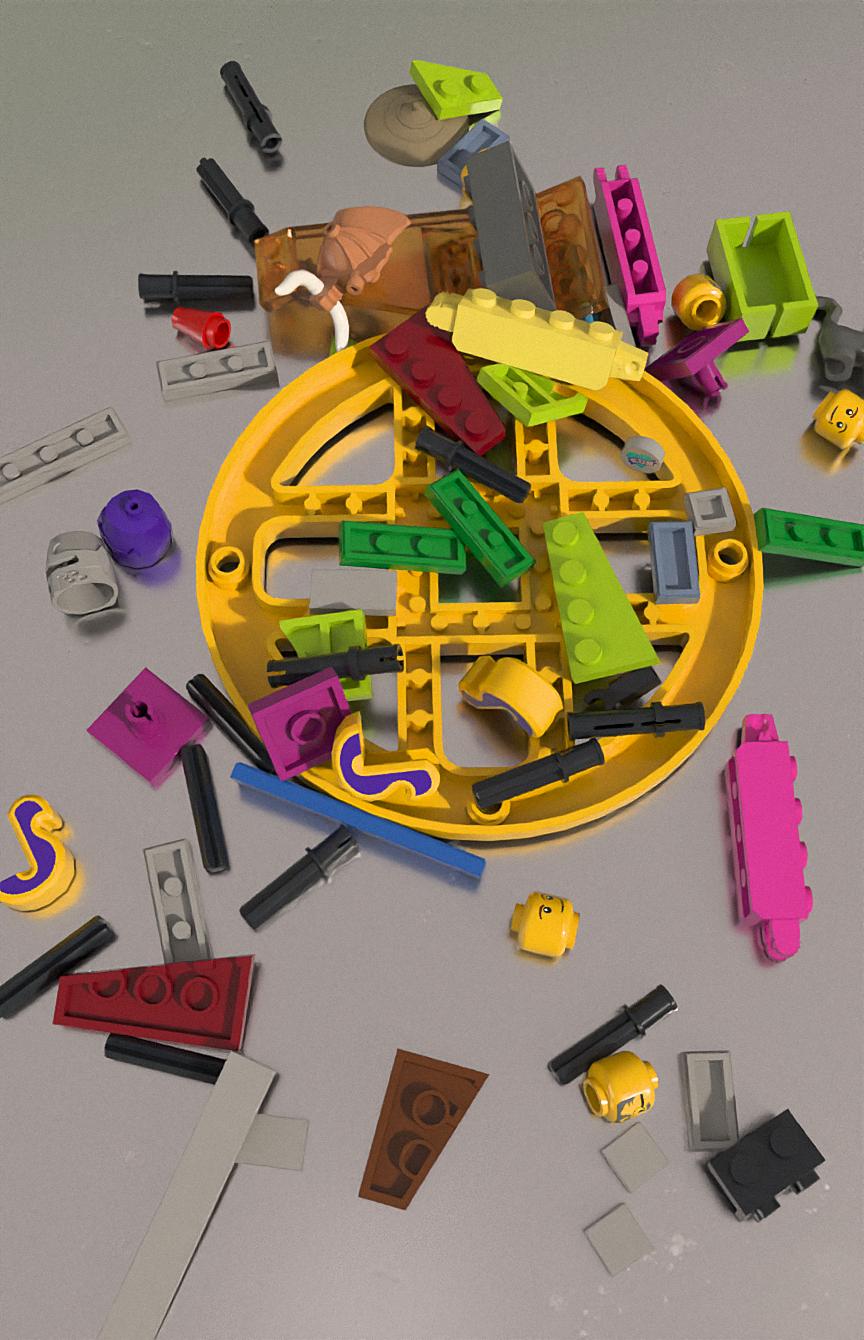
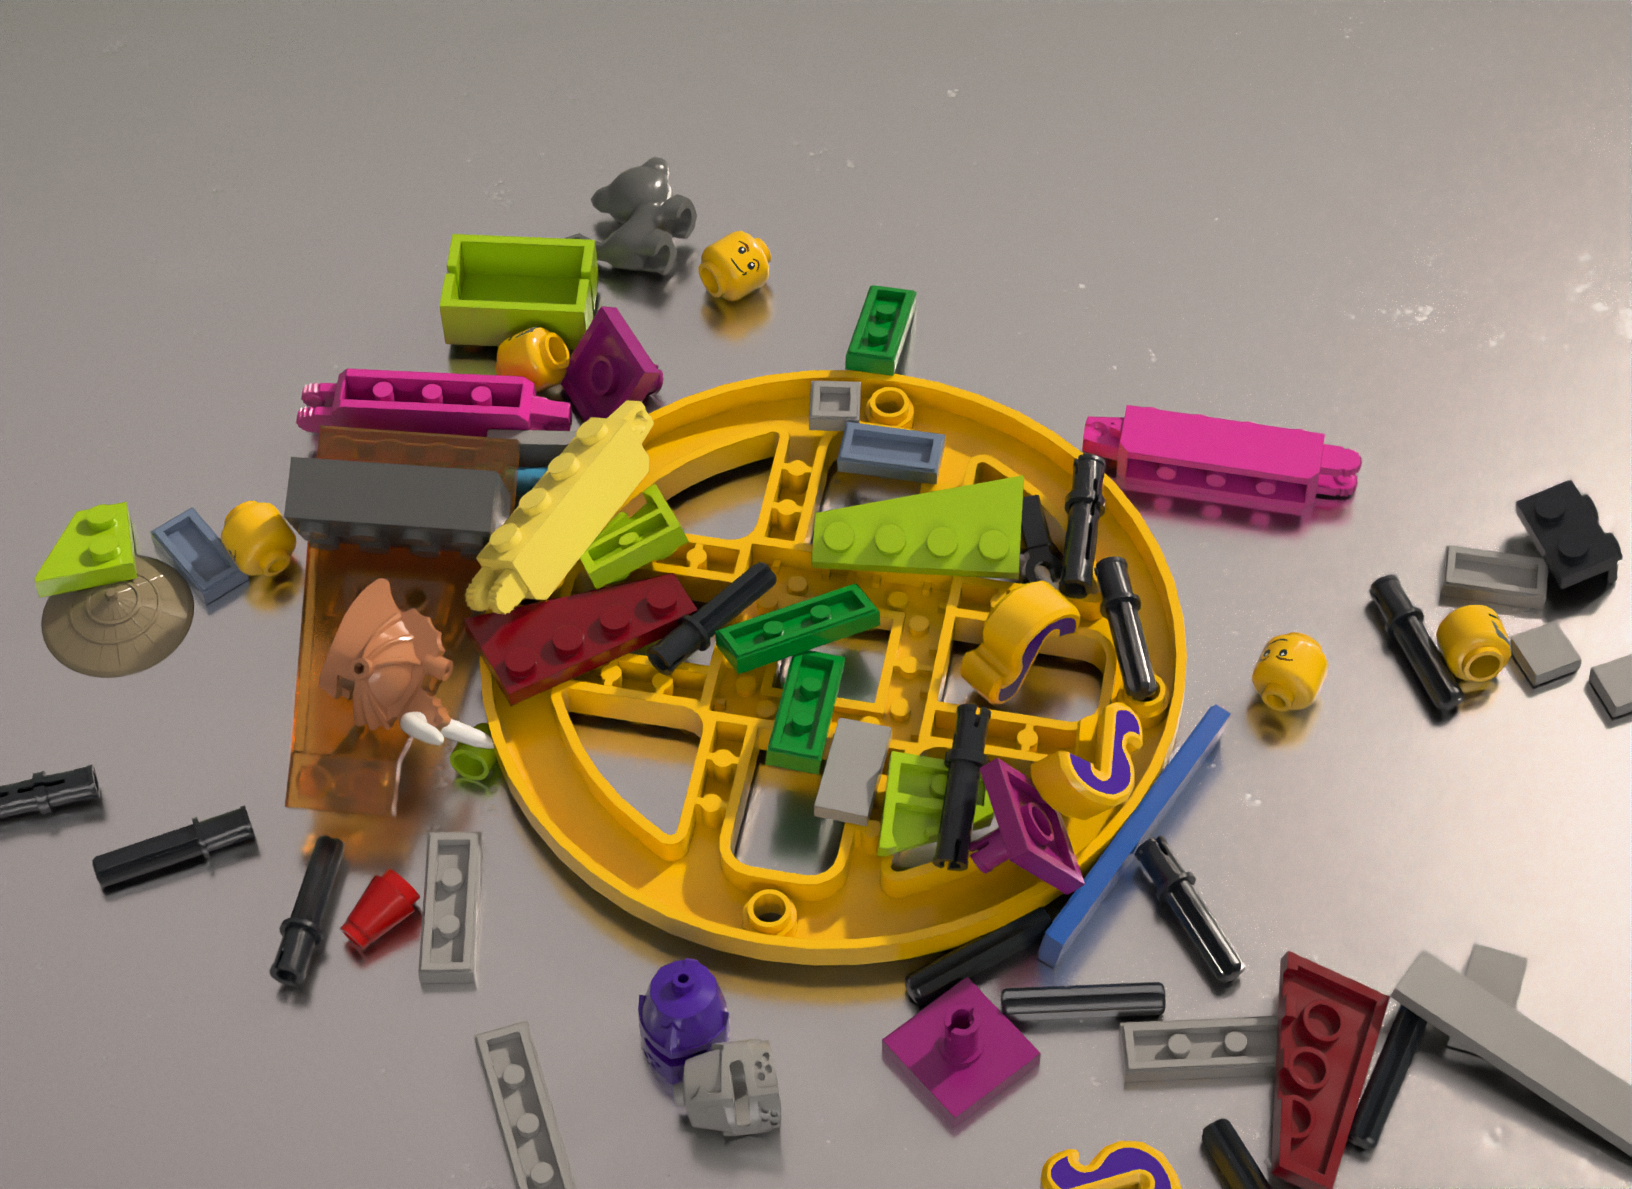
camera: 75 degrees left, 15 degrees down
(414, 1124) = (1484, 839): reddish brown wing -> none
(643, 454) = (749, 445): light grey tile -> none

